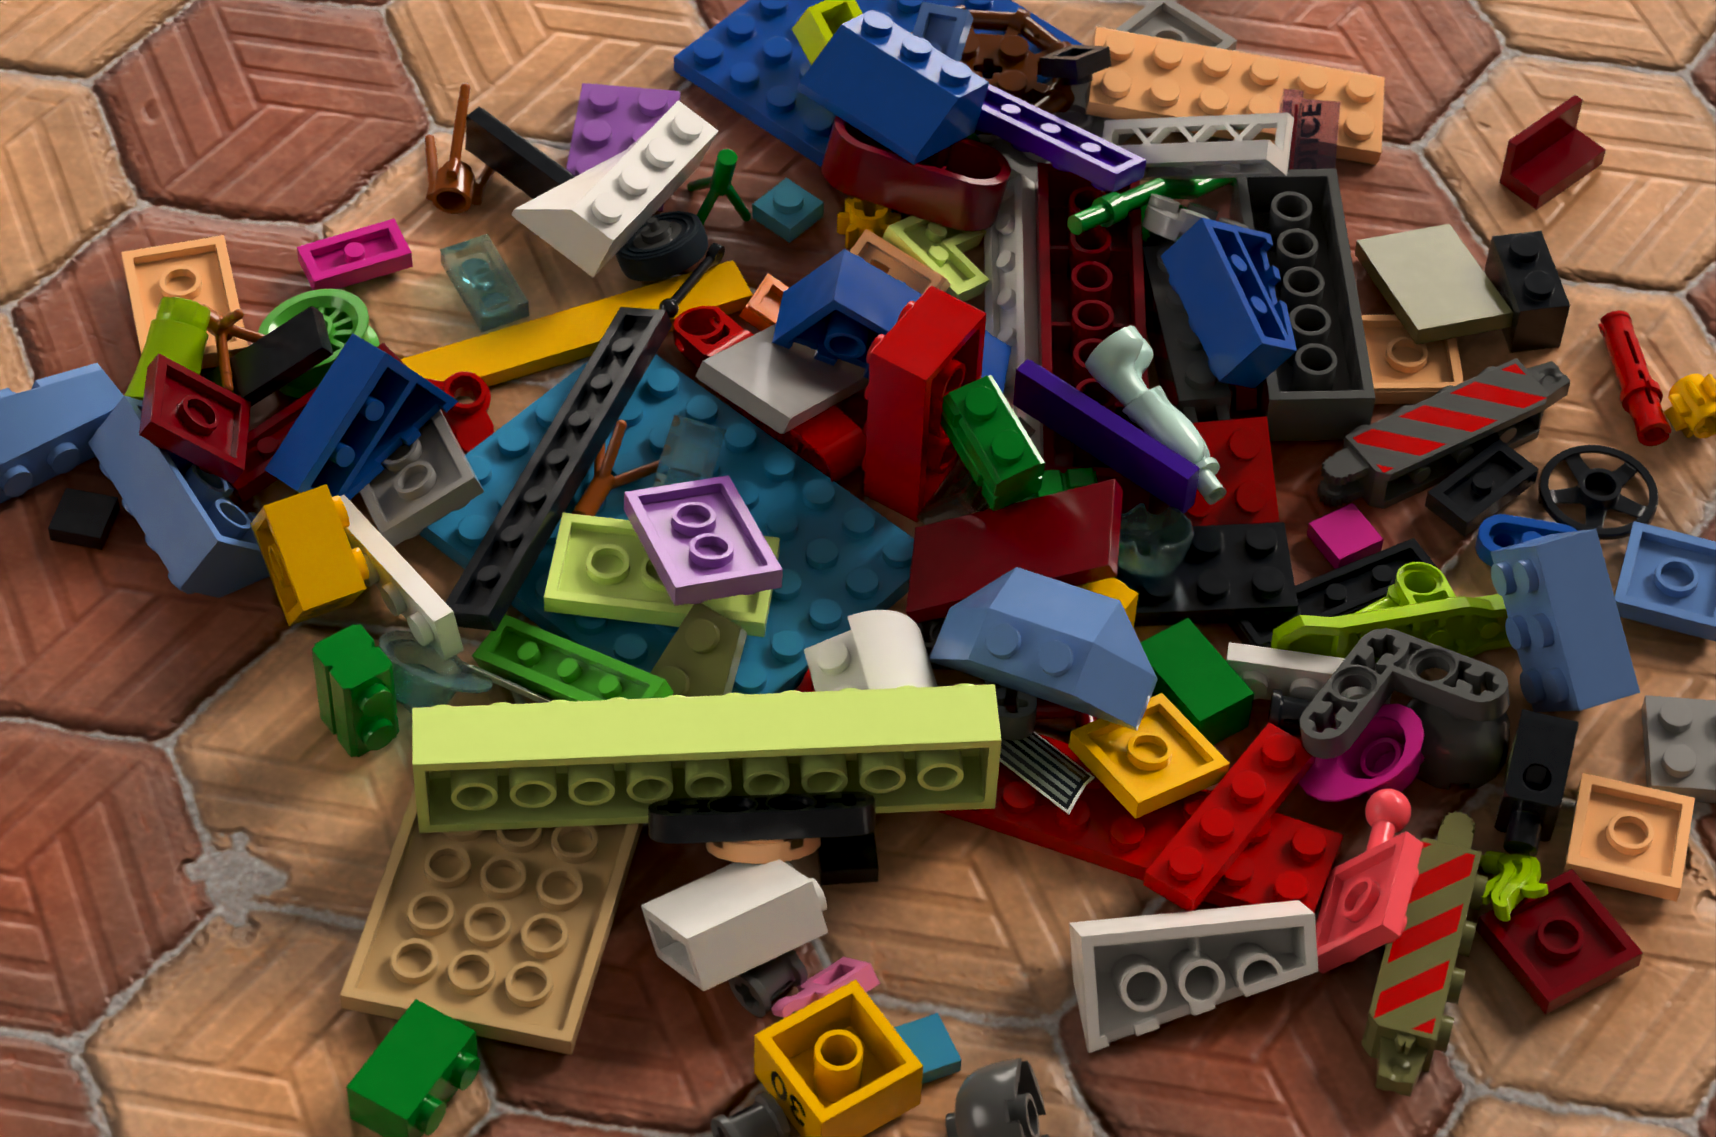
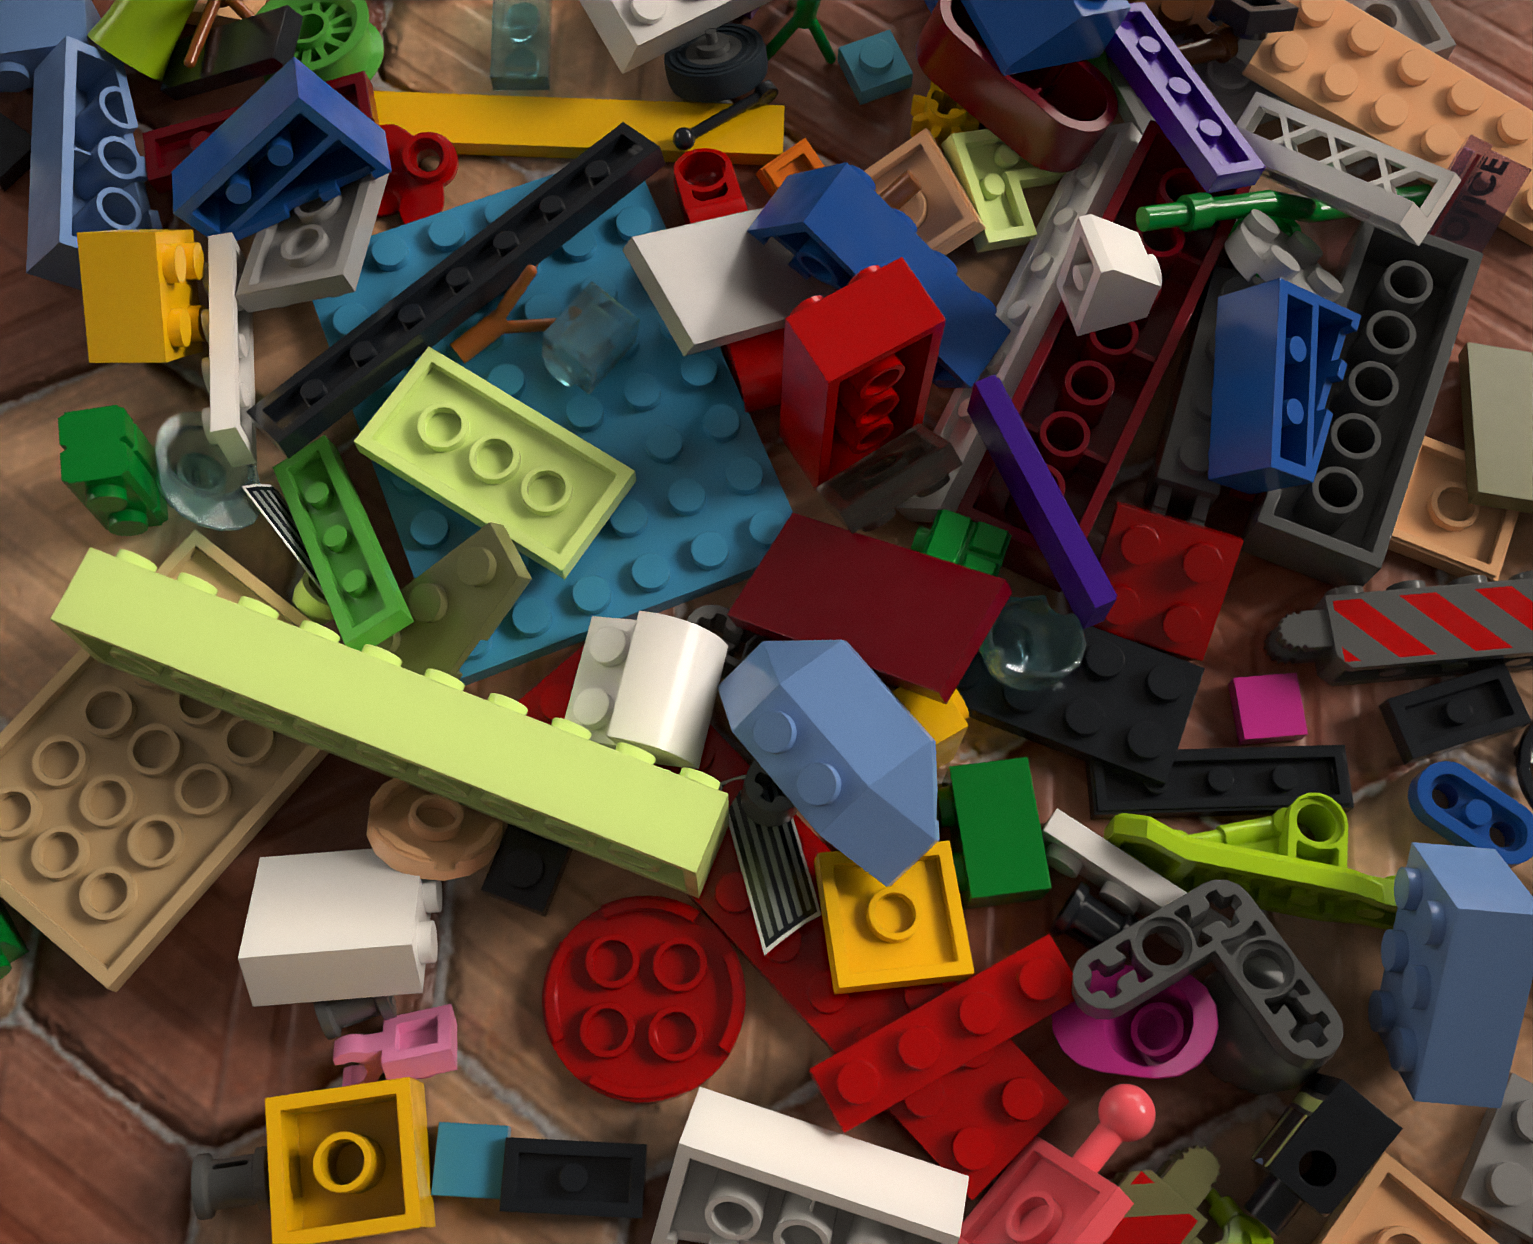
camera: 25 degrees right, 20 degrees up
(195, 419) = (121, 88): dark red plate -> none
(702, 540) = (533, 451): medium lavender plate -> none
(761, 817) = (332, 788): black beam -> none
(988, 900) = (644, 999): none -> red tile
(992, 443) = (892, 470): green brick -> none
(1009, 1024) = (573, 1177): none -> black plate
(1069, 272) = (1107, 276): none -> white slope
(1118, 368) = (1112, 512): light aqua piece -> none

